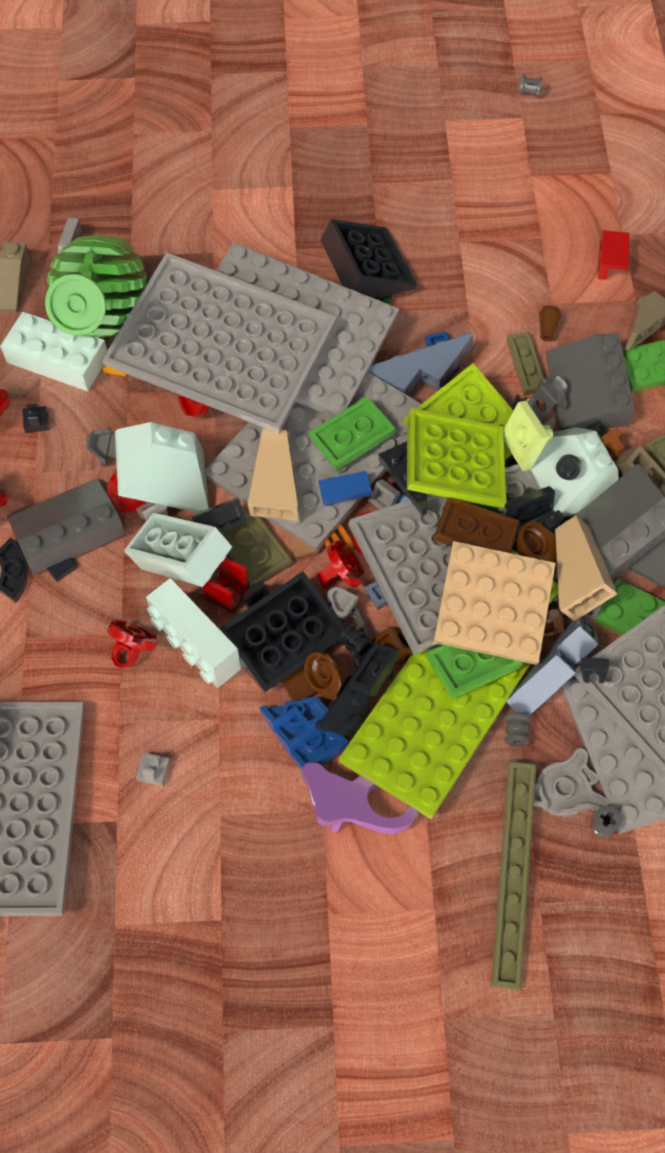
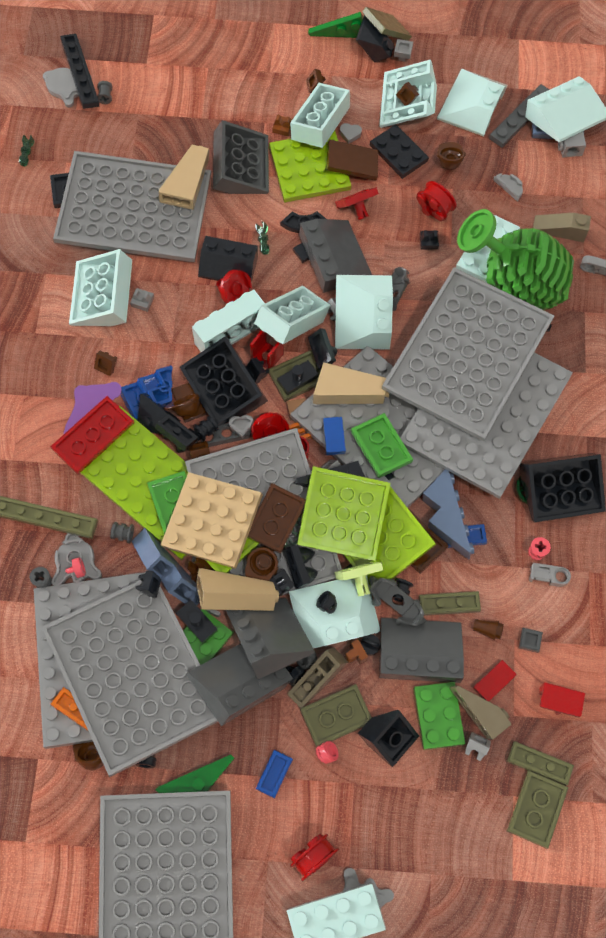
camera: 95 degrees right, 5 degrees up
(41, 619) = (263, 237): none -> clear green piece
(83, 658) = (224, 255): none -> black slope
(144, 830) = (101, 290): none -> light aqua slope
(261, 545) = (297, 377): none -> black tile
(266, 798) = (105, 363): none -> reddish brown tile
(394, 781) = (92, 435): none -> red tile
(447, 280) = (544, 546): none -> coral bush
(472, 275) = (547, 573): none -> light grey piece
(550, 287) = (530, 640): none -> dark grey tile
(583, 770) = (77, 567): none -> coral tile
(604, 316) = (494, 681): none -> red tile
(619, 615) = (196, 621): none -> black tile

